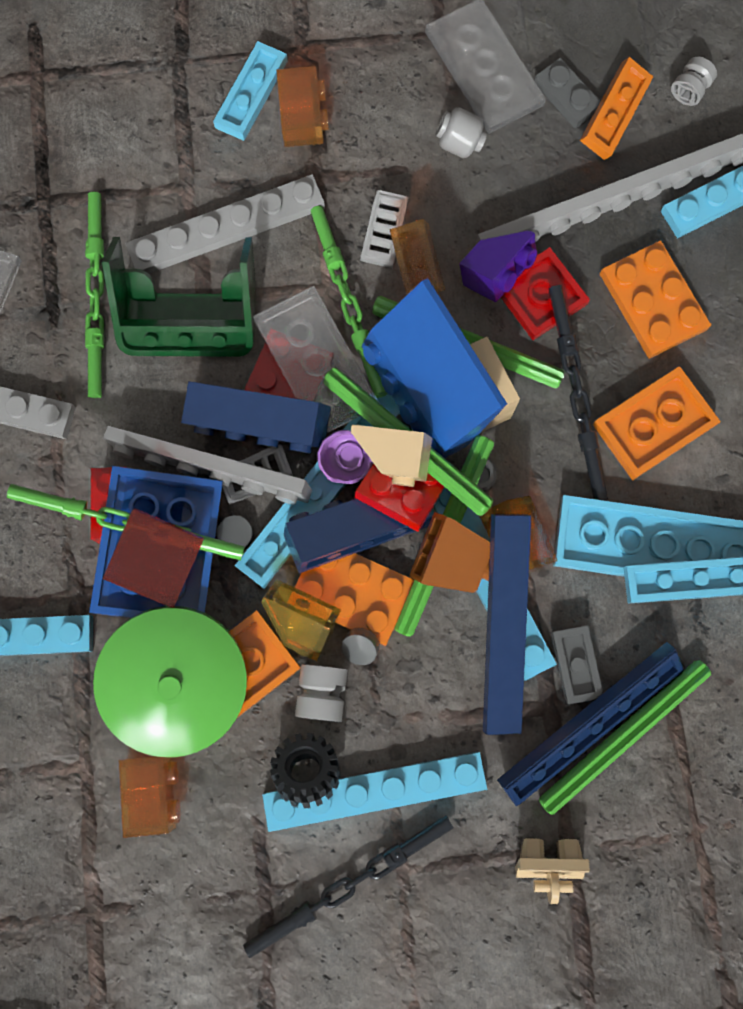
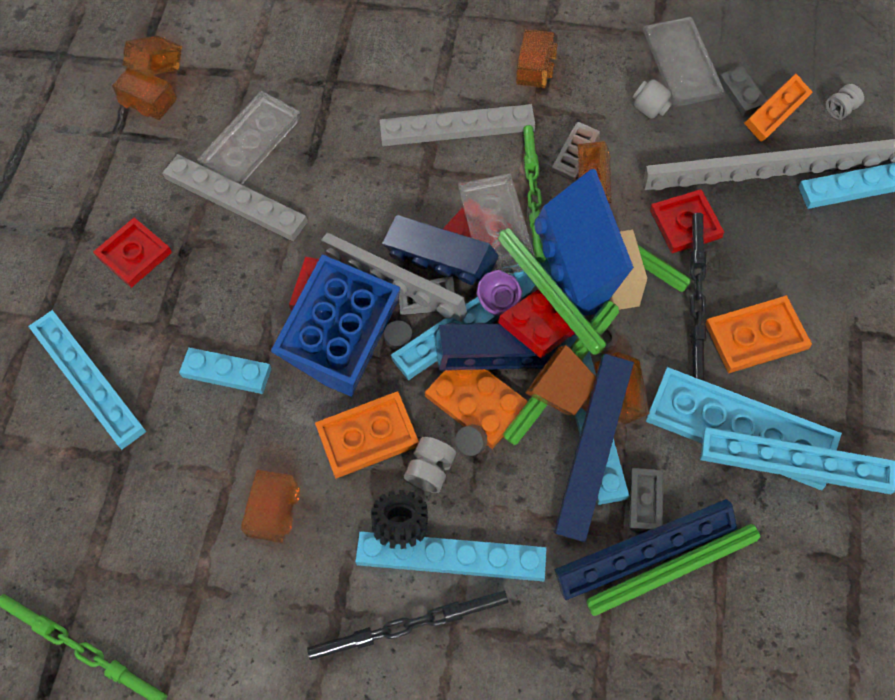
camera: 20 degrees right, 15 degrees down
(78, 509) = (354, 313): bright green piece -> none
(94, 336) = (337, 175): bright green piece -> none
(153, 558) = (331, 321): clear red tile -> none
(170, 681) = (315, 419): bright green dish -> none
(180, 323) = (404, 182): dark green windscreen -> none
(250, 91) = (501, 42): medium azure plate -> none
(300, 619) = (430, 405): clear yellow slope -> none
(396, 452) = (540, 289): tan slope -> none
(497, 263) = (656, 188): dark purple slope -> none
(566, 866) = (583, 658): tan hips -> none
(655, 299) = (778, 247): orange plate -> none

